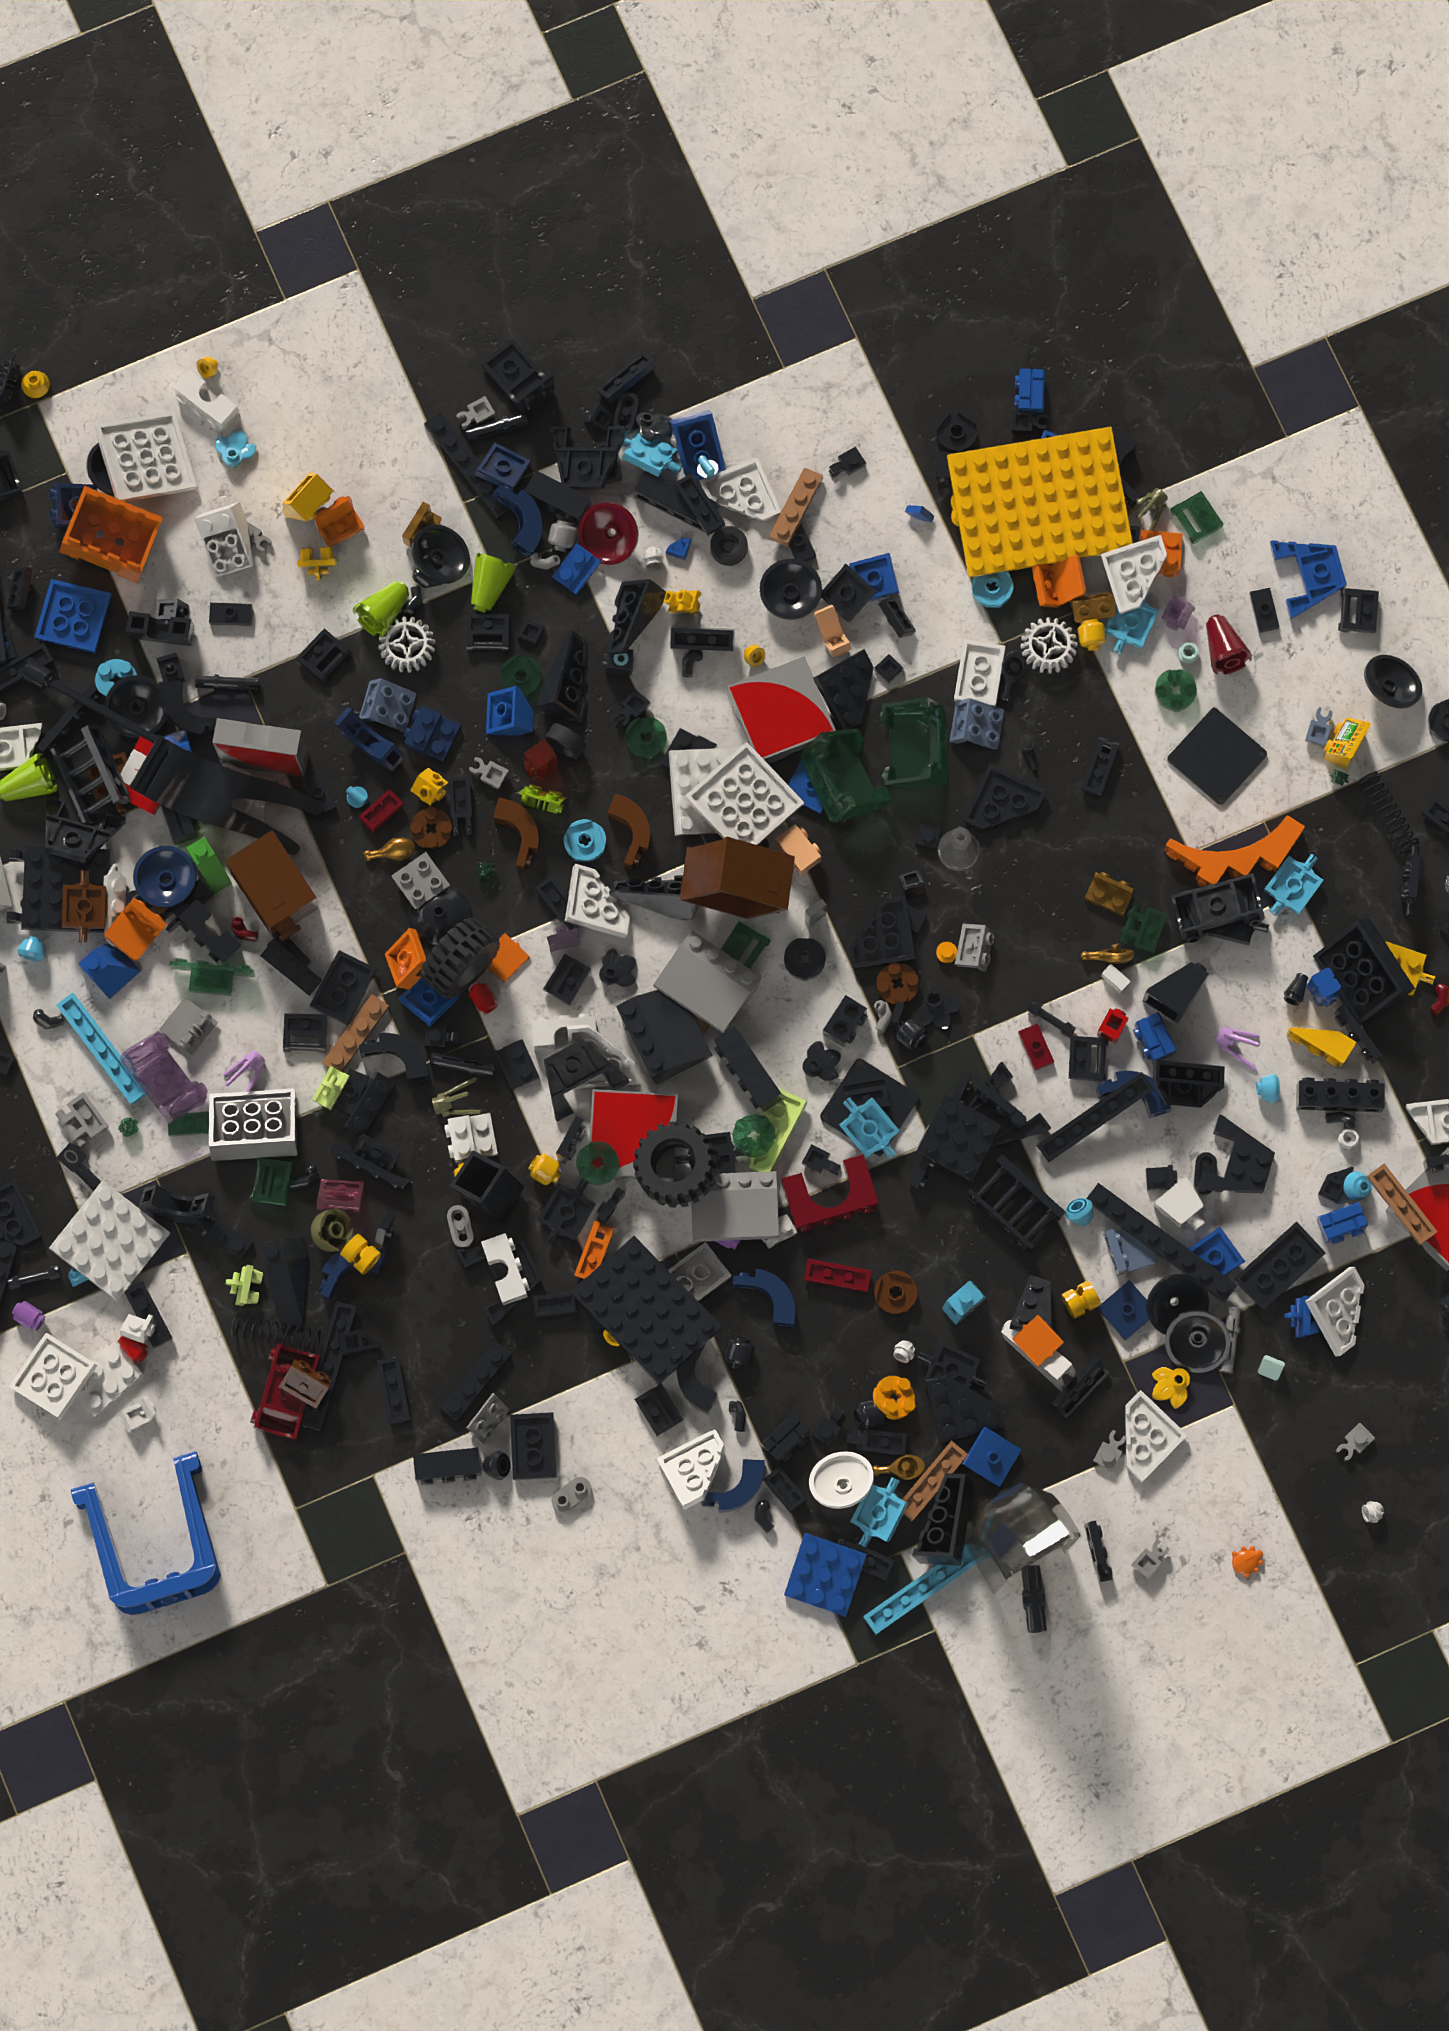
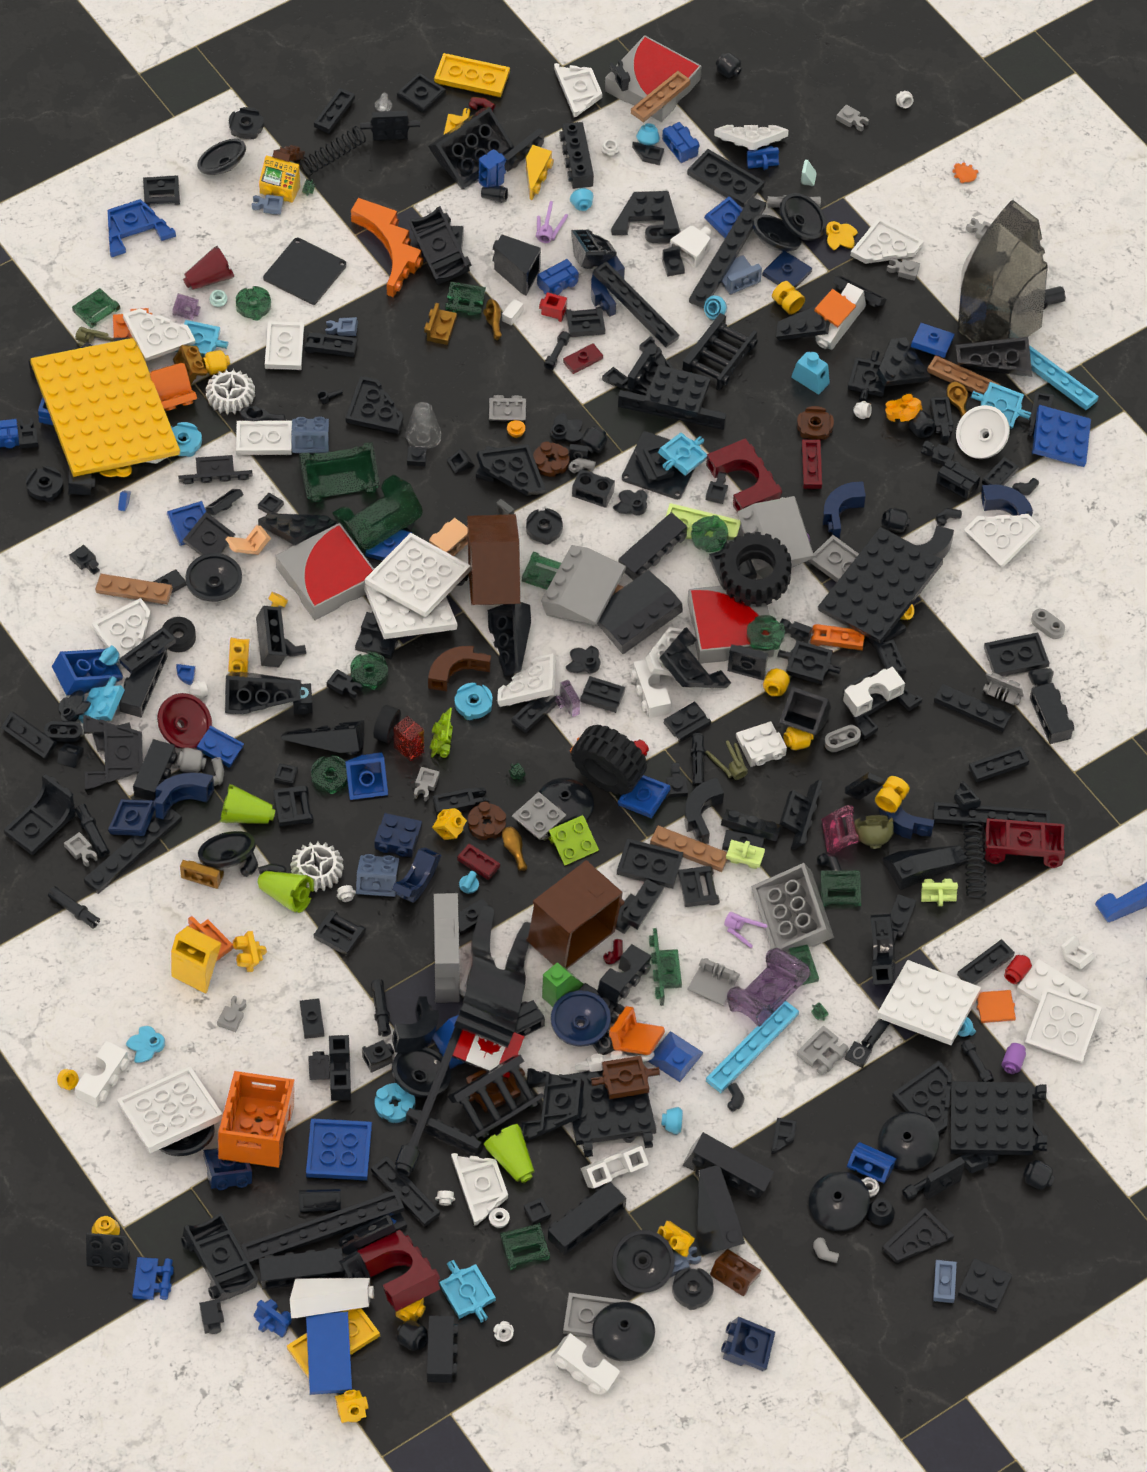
camera: 105 degrees left, 20 degrees down
(99, 1315) = (996, 1006): none -> orange piece
(137, 1328) = (1003, 960): white bracket -> none
(226, 539) = (240, 1028): white slope -> none
(305, 1383) = (1016, 818): reddish brown bracket -> none
(369, 669) = (346, 893): none -> white plate
(387, 913) = (573, 840): none -> lime hinge
(403, 401) = (80, 912): none -> black pin
(406, 959) = (616, 807): orange plate -> none
(518, 818) = (474, 744): reddish brown arch -> none
(659, 1410) = (959, 570): black plate -> none
(942, 613) = (215, 468): none -> black bracket
(1107, 715) = (284, 345): none -> white plate
(1122, 785) = (344, 327): none -> sand blue plate
(1264, 610) = (171, 254): black plate -> none
(1293, 885) = (407, 203): medium azure plate -> none
(1336, 1117) = (595, 148): black arm -> none
(1380, 755) = (289, 153): none -> reddish brown plate

